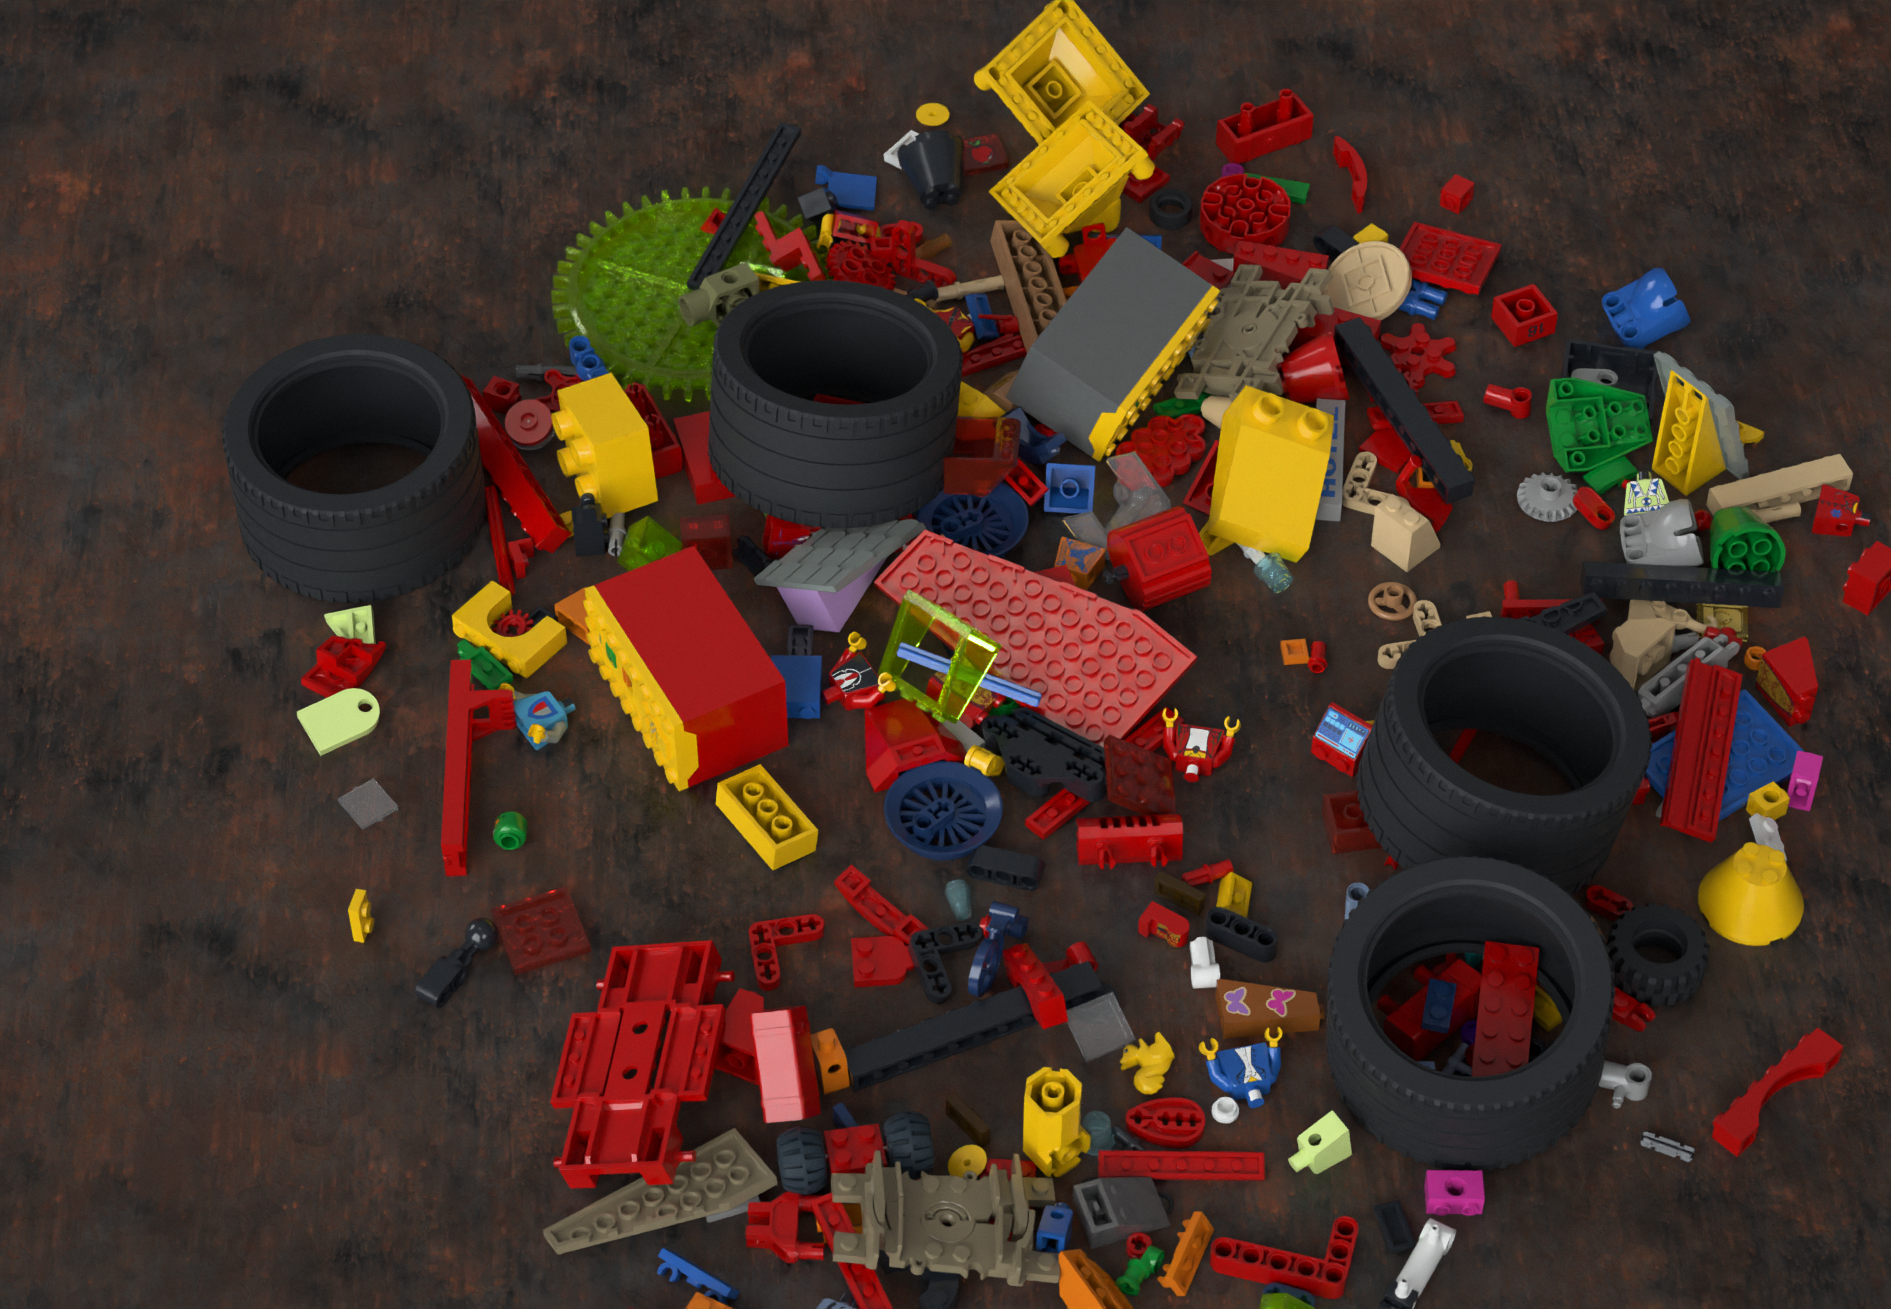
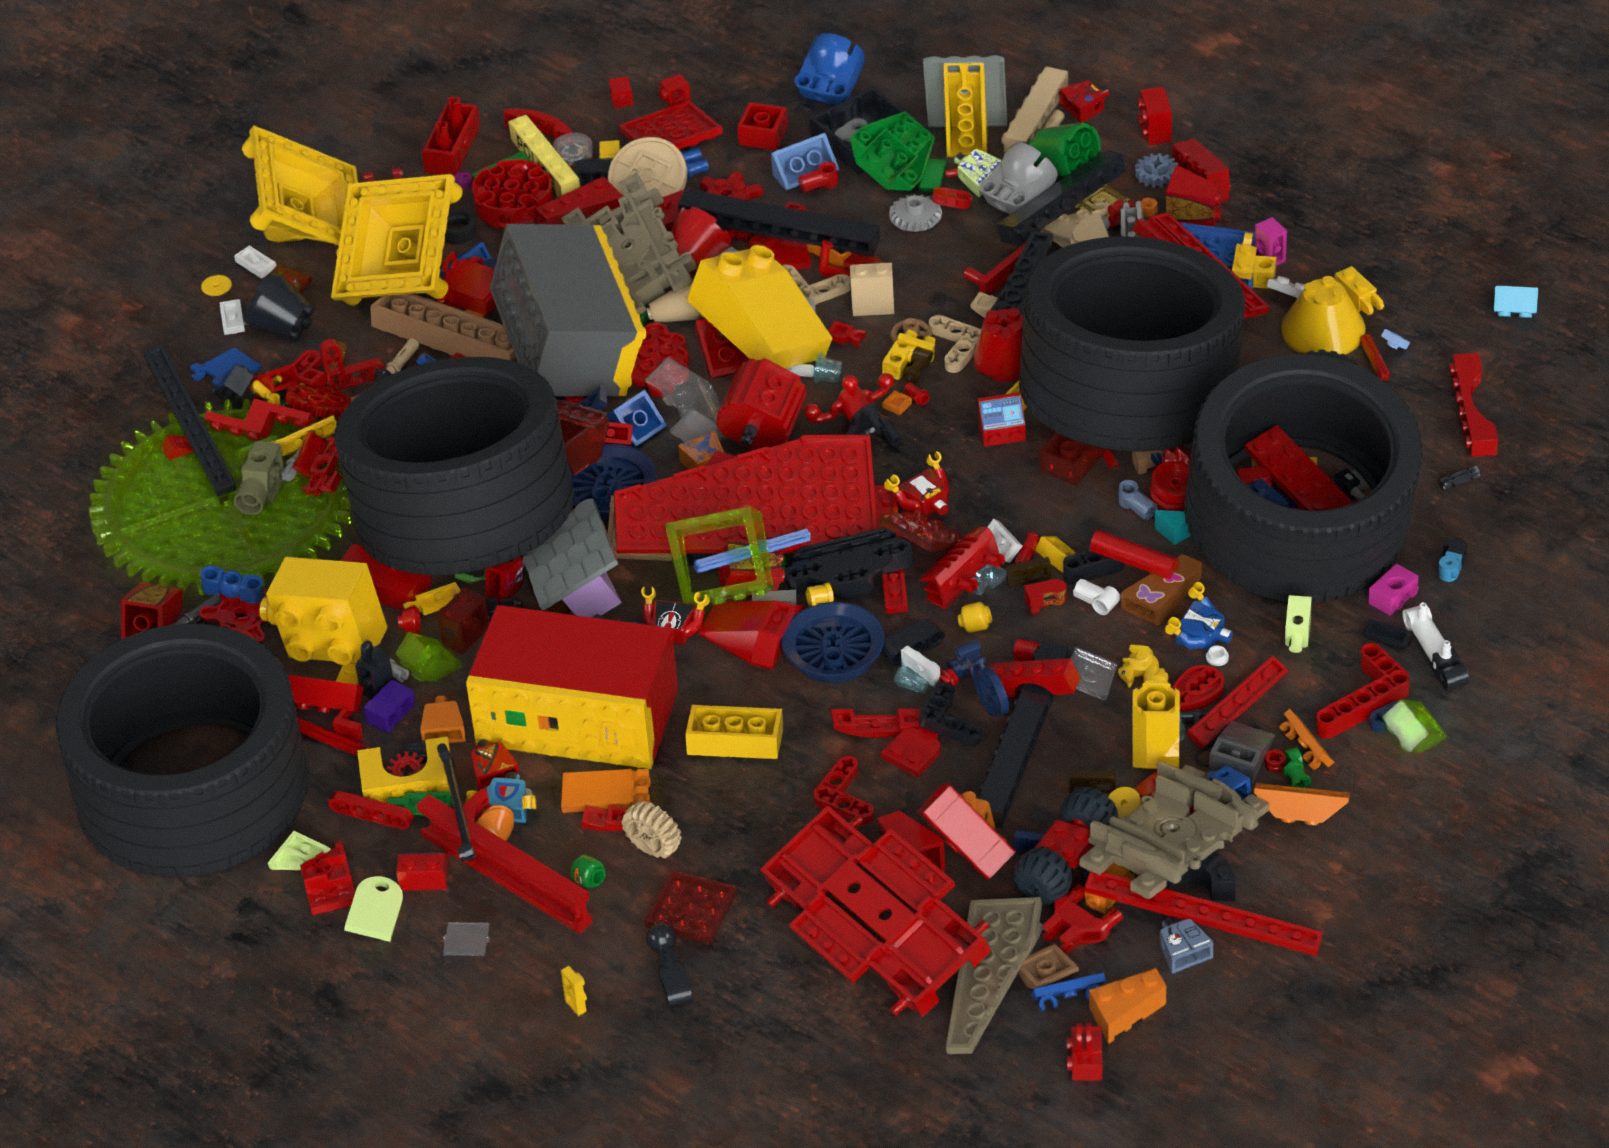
camera: 45 degrees left, 5 degrees down
(412, 717) = (423, 870): none -> red slope
(442, 632) = (393, 815): none -> red beam
(495, 731) = (498, 820): none -> orange hat
(520, 340) = (150, 607): none -> red slope
(530, 646) = (466, 850): none -> black hinge
(570, 566) = (389, 706): none -> dark purple brick
(570, 679) = (491, 762): none -> red torso
(587, 800) = (602, 819): none -> red slope
(591, 839) = (651, 829): none -> tan gear
(618, 775) = (604, 788): none -> orange tile
(679, 507) = (410, 620): none -> red cone
(708, 1241) = (1046, 967): none -> medium nougat slope
(717, 505) = (434, 599): none -> yellow plate
(984, 886) = (927, 669): none -> white plate
(985, 117) = (255, 261): none -> white plate
(1081, 892) = (975, 617): none -> yellow head
(1141, 868) = (989, 576): none -> clear light blue plate
(1198, 846) = (1005, 541): none -> white plate
(1236, 633) = (859, 409): none -> wheel
(1270, 955) = (1134, 554): none -> red brick
(1315, 201) = (539, 150): none -> light yellow brick
(1335, 552) = (845, 333): none -> red plate
(1347, 213) = (574, 147): none -> clear piece
(1361, 613) = (909, 350): none -> yellow hips
(1502, 226) = (674, 90): none -> red brick
(1515, 370) = (800, 159): none -> medium blue slope
(1546, 1215) = (1453, 559): none -> dark azure leg
(1755, 968) = (1375, 357): none -> red axle
(1761, 774) = (1244, 258): none -> yellow plate
(1794, 967) = (1395, 340): none -> light blue plate
(1809, 625) = (1155, 170): none -> sand blue gear
(1822, 892) = (1360, 290): none -> yellow hinge
(1845, 663) = (1200, 161): none -> red wedge

